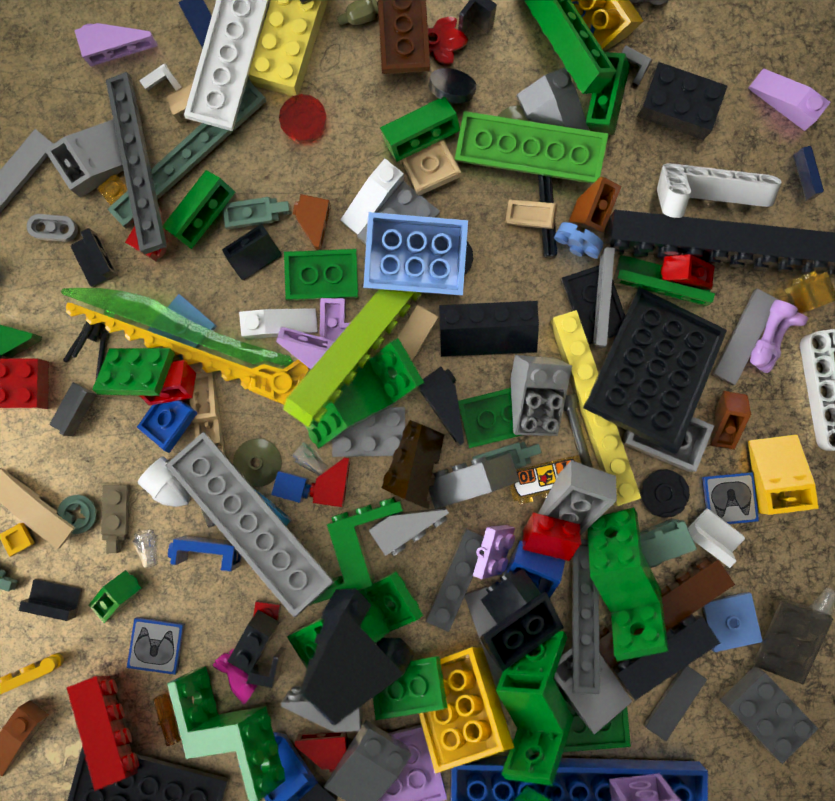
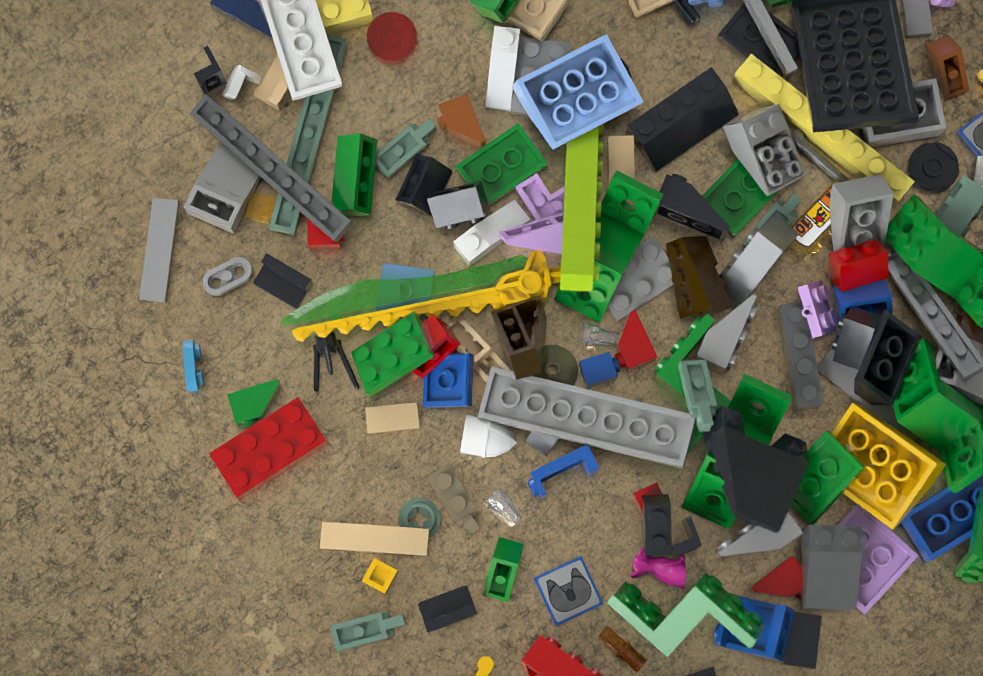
camera: 35 degrees left, 5 degrees down
(72, 409) = (352, 428): dark grey panel -> none
(108, 42) = (170, 77): lavender slope -> none
(108, 421) = (392, 418): none -> tan tile
(138, 58) = (210, 77): none -> black panel
(243, 423) = (522, 335): none -> dark brown wedge
(264, 285) = (458, 205): none -> brick
(346, 564) = (698, 392): none -> sand green hinge

